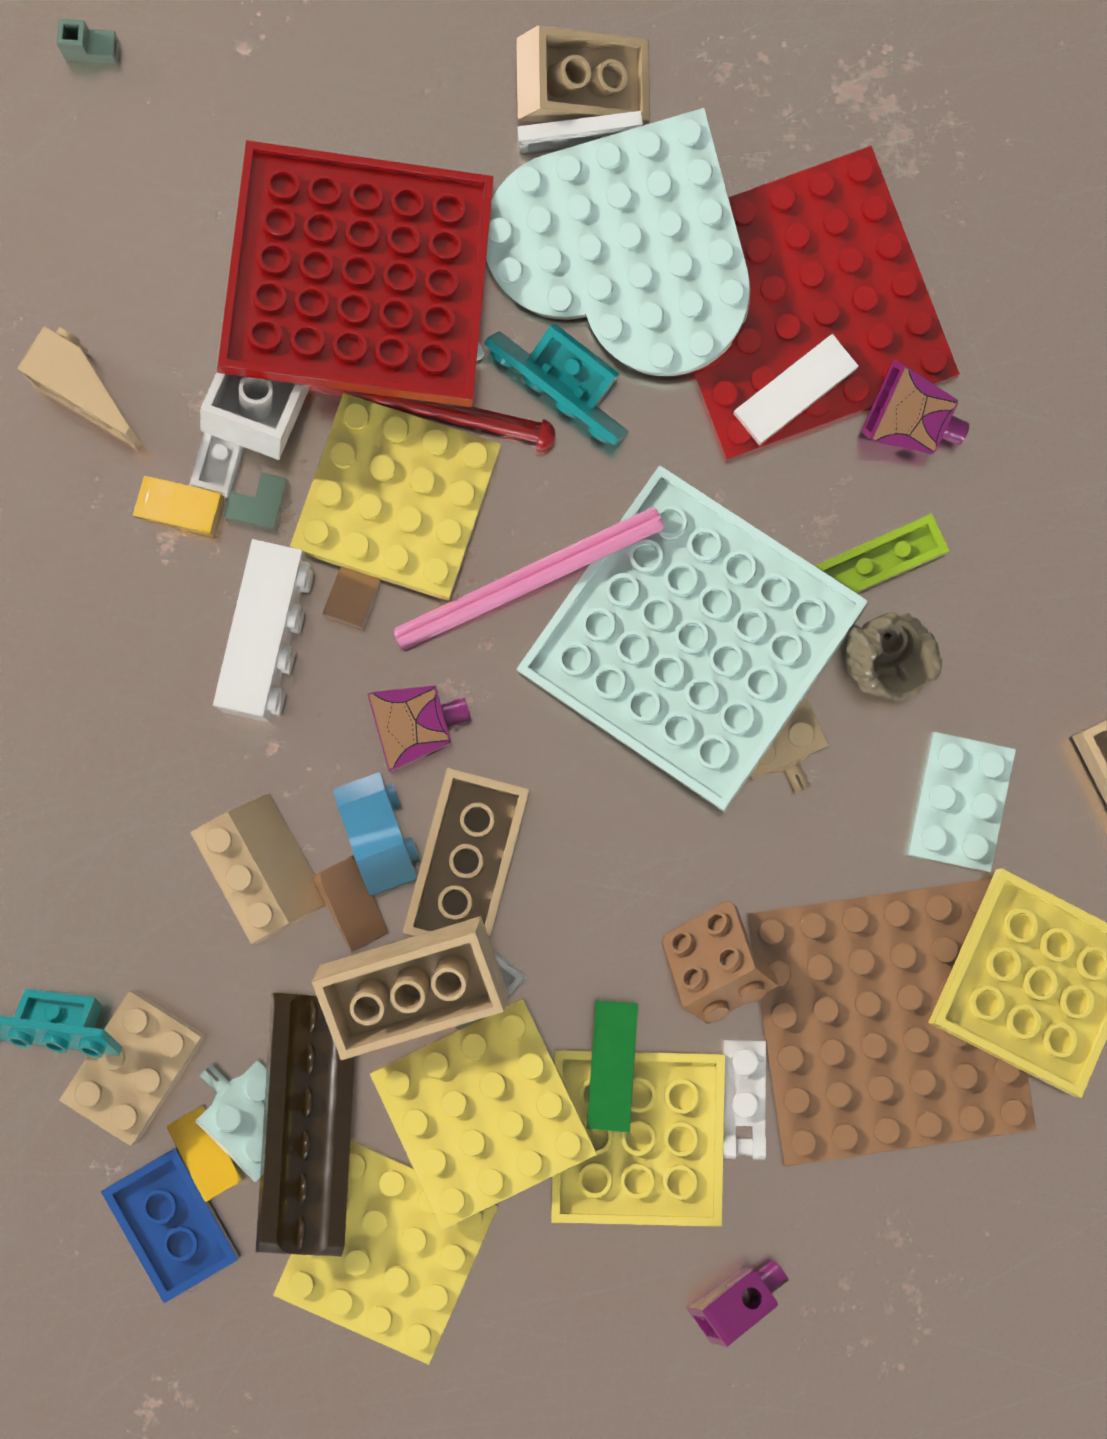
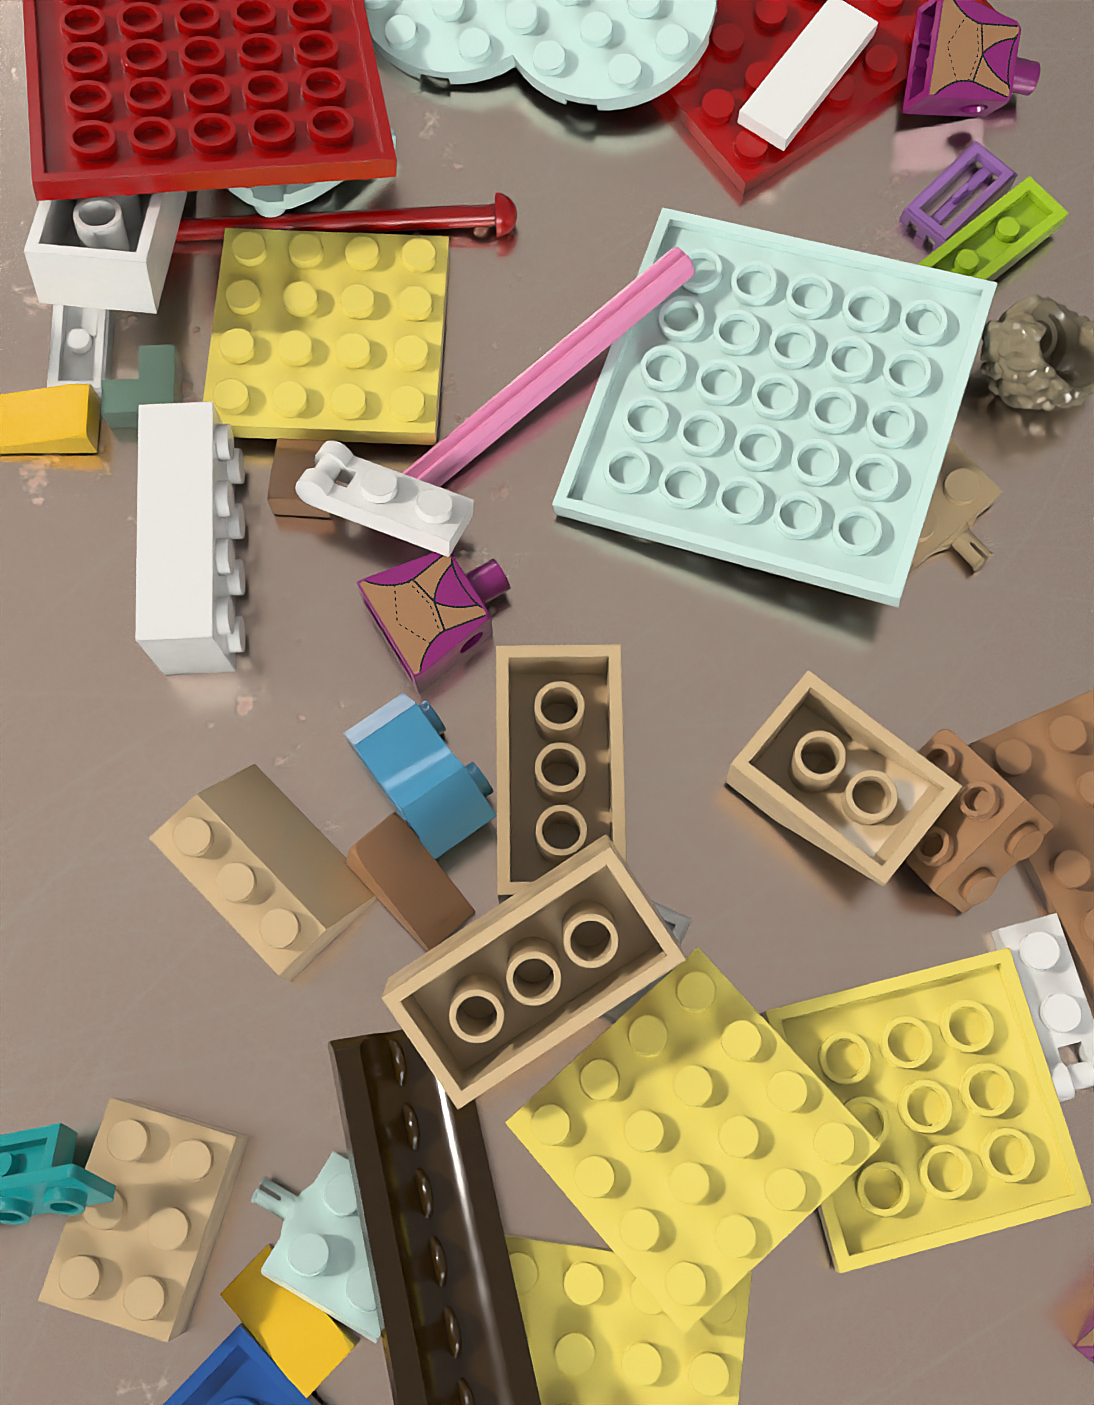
camera: 15 degrees left, 10 degrees down
(402, 639) = (385, 499): none -> white plate
(567, 374) = (511, 128): teal bracket -> none
(612, 1066) = (857, 1009): green tile -> none
(648, 918) = (841, 780): none -> tan slope
(849, 527) = (931, 225): none -> medium lavender tile

